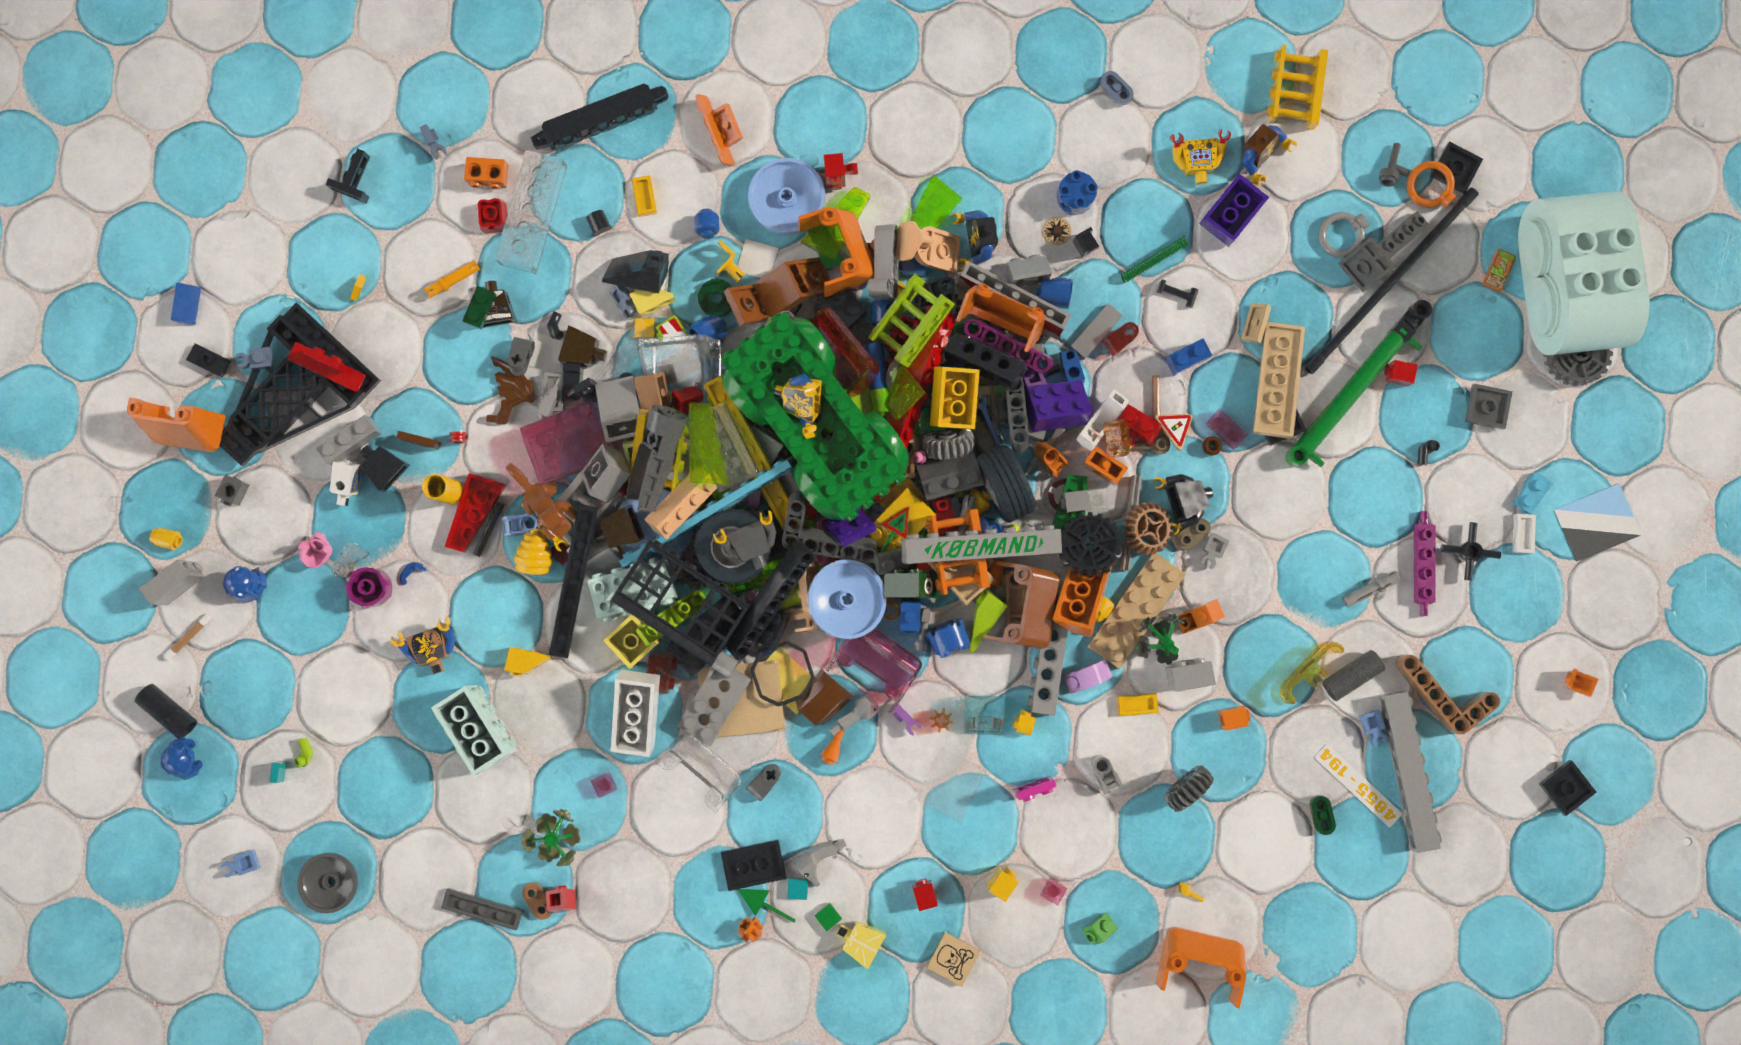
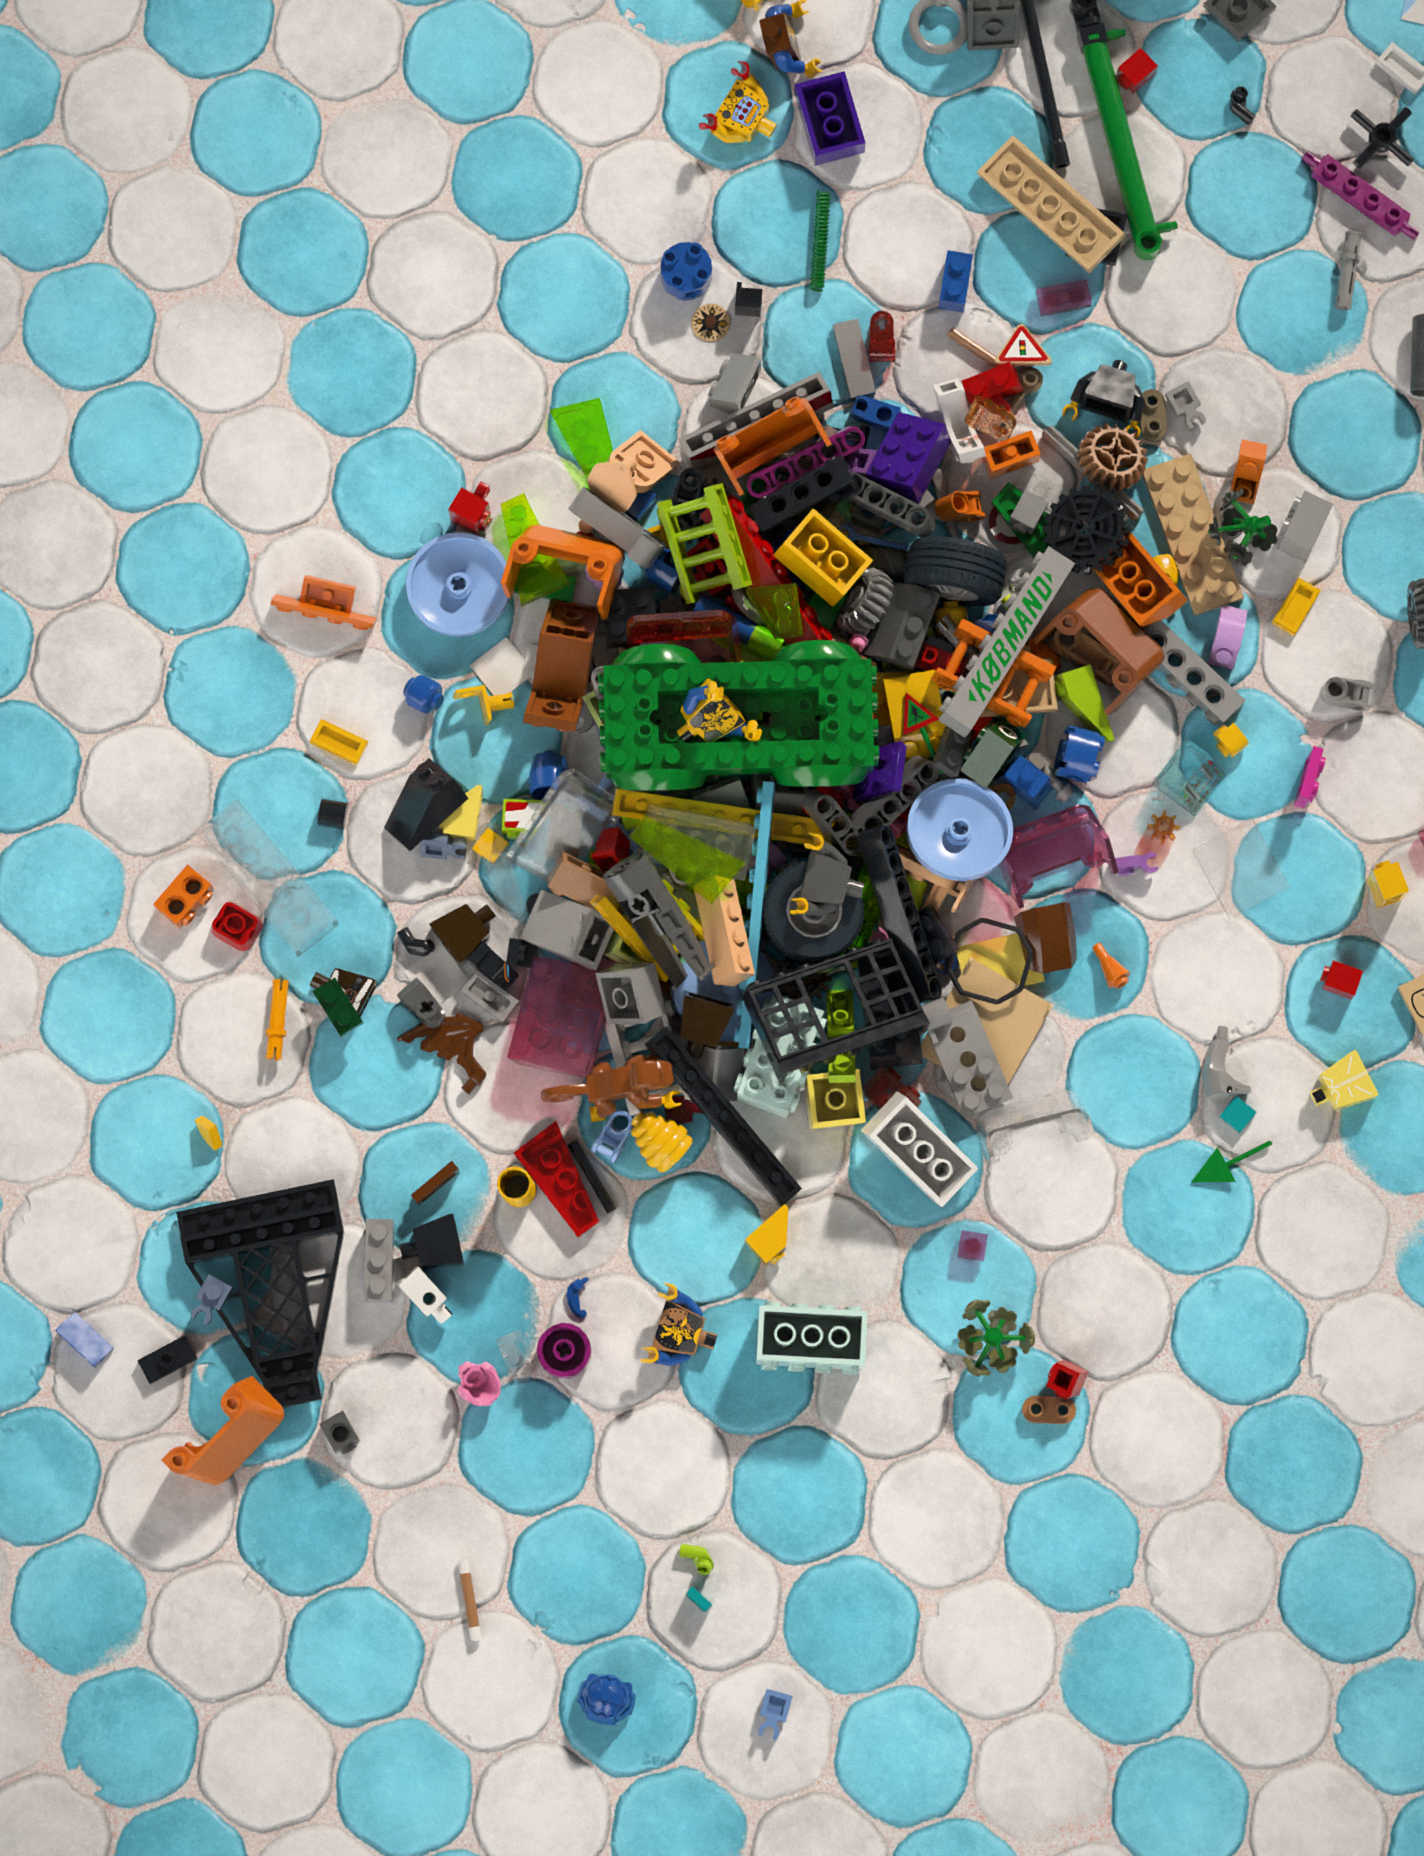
camera: 55 degrees left, 5 degrees down
(163, 708) = (533, 1681): black piece -> none
(166, 538) = (340, 1545): yellow brick -> none
(172, 582) = (399, 1565): light grey brick -> none
(244, 584) = (457, 1491): blue helmet -> none
(315, 883) = (864, 1603): dark grey dish -> none
(326, 366) = (280, 1221): red bracket -> none
(352, 178) = (88, 1064): black bracket -> none
(431, 138) = (98, 931): sand blue plate -> none
(458, 437) = (463, 1137): red bush -> none
(482, 909) = (1014, 1478): dark grey tile -> none
(549, 401) = (500, 1006): light grey piece -> none
(599, 116) = (212, 727): black hinge -> none
(705, 297) = (511, 758): dark green tile -> none
(750, 929) = (1246, 1194): orange gear -> none
(753, 865) = (1177, 1144): black tile -> none
(762, 783) = (1095, 1071): dark grey piece -> none
(828, 917) = (1291, 1102): green tile -> none
(864, 708) = (1090, 901): light grey animal -> none
(981, 235) = (659, 406): torso -> none
(1056, 291) = (780, 370): blue helmet -> none
(1119, 87) = (599, 142): sand blue plate -> none
(1190, 297) = (889, 232): black piece -> none
(1218, 446) = (1070, 319): reddish brown plate -> none
(1234, 718) = (1383, 514): orange brick -> none
(1256, 323) = (970, 183): tan plate -> none
(1308, 670) = (1389, 398): clear yellow piece -> none
(1532, 493) = (1366, 28): medium azure plate -> none

